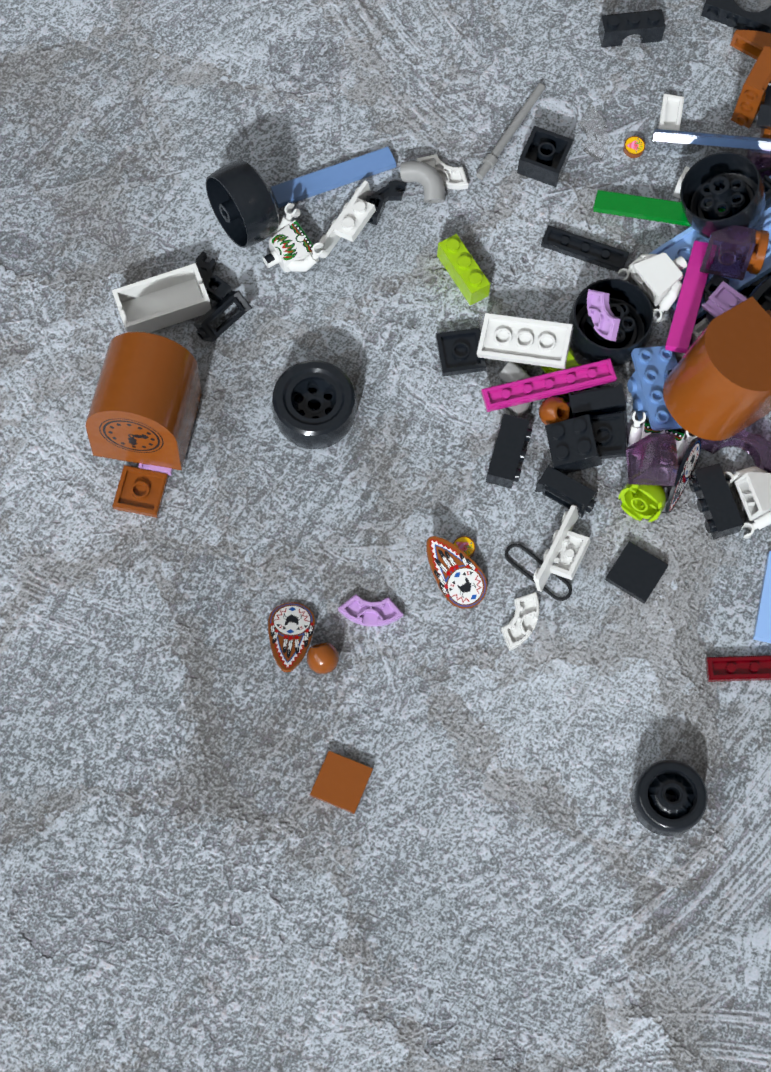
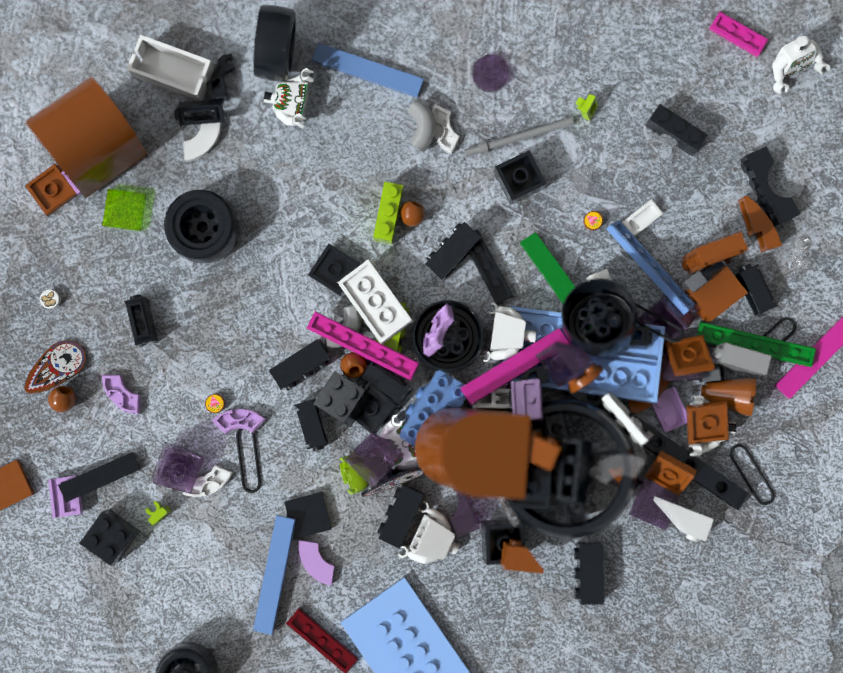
camera: 50 degrees right, 15 degrees up
(225, 454) = (124, 210): none -> clear neon green tile
(227, 584) = (50, 299): none -> tile
(244, 343) = (203, 142): none -> white tile
(343, 548) = (151, 336): none -> black window
(351, 220) = (347, 113): white bracket -> none
(385, 194) = (383, 112): black piece -> none
(406, 743) = (58, 504): none -> lavender plate
(421, 697) = (99, 477): none -> black tile
(439, 102) = (490, 73): none -> clear purple tile
(455, 573) = (190, 417): shield -> none
(482, 740) = (109, 537): none -> black brick
(484, 253) = (412, 213): none -> dark orange piece
(484, 626) = (177, 468): none -> clear purple slope
(498, 543) = (238, 419): none -> lavender tile
(507, 682) = (159, 514): none -> lime tile
(543, 65) = (587, 106): none -> lime tile
(547, 253) = (453, 250): none -> black brick
(565, 552) = (271, 464): white bracket -> none
(659, 645) = (274, 574): none -> medium blue tile
(681, 606) = (315, 563): none -> lavender tile

